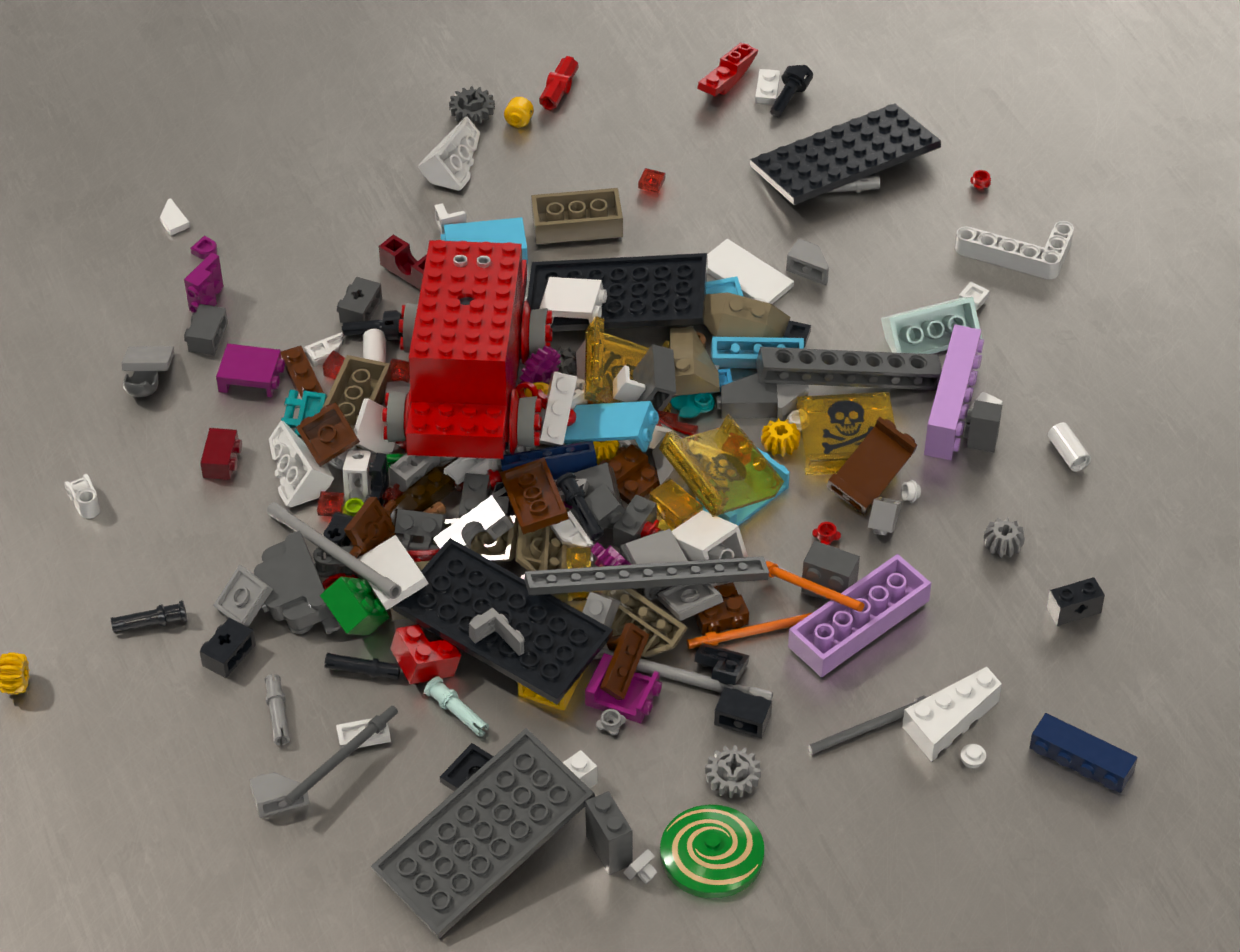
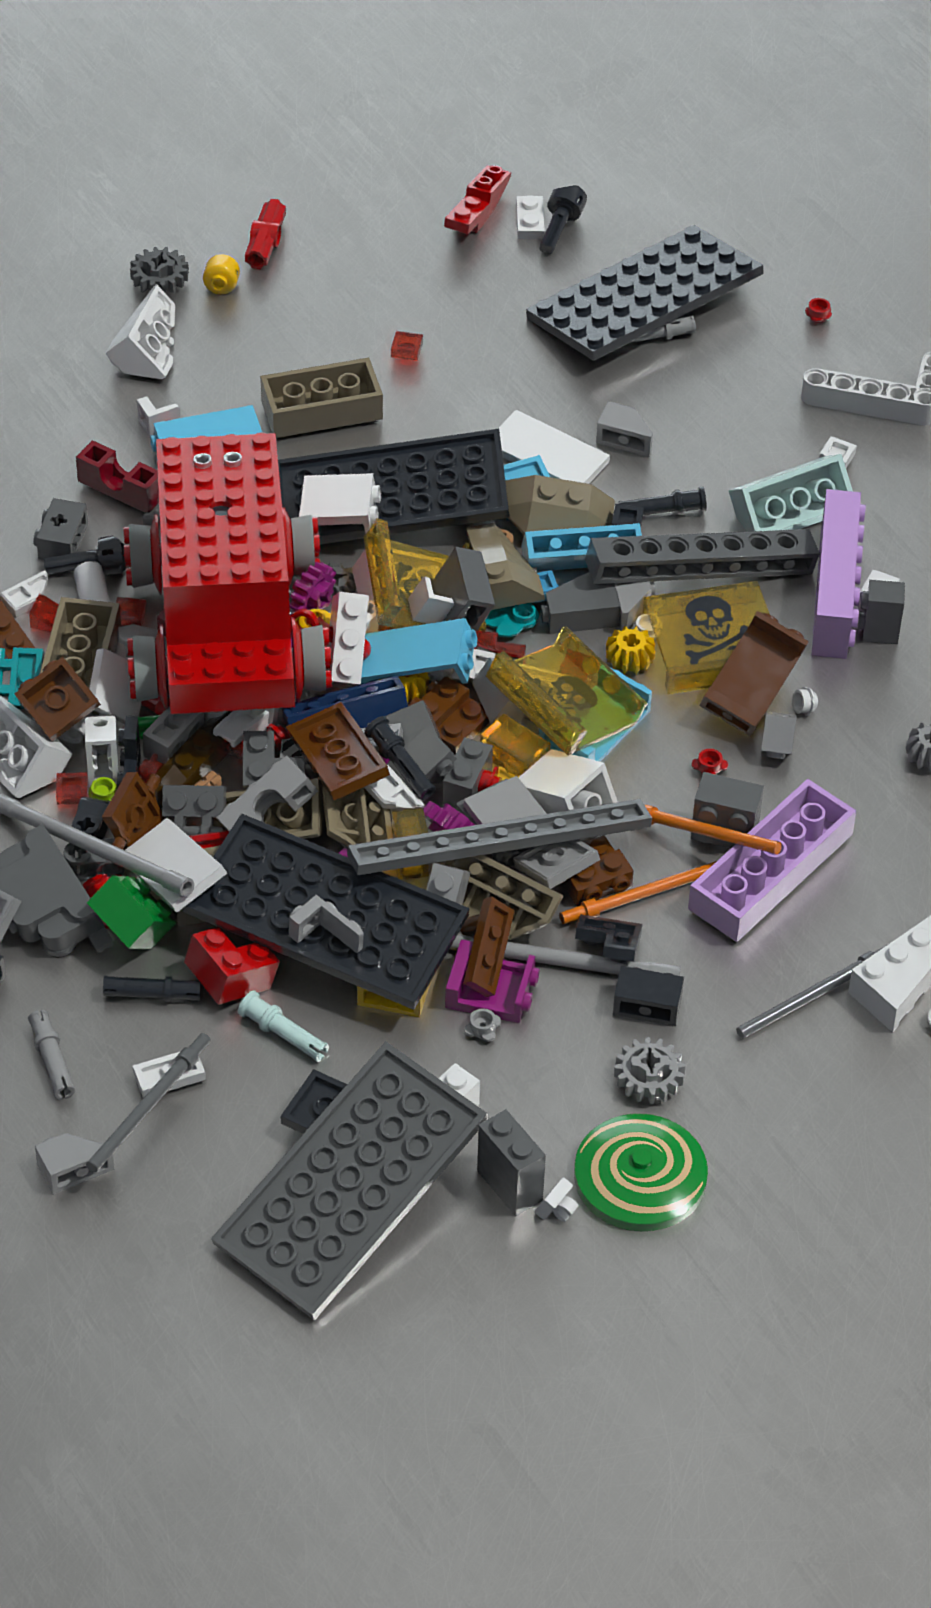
camera: 10 degrees left, 0 degrees up
(839, 323) = (676, 502): none -> black pin

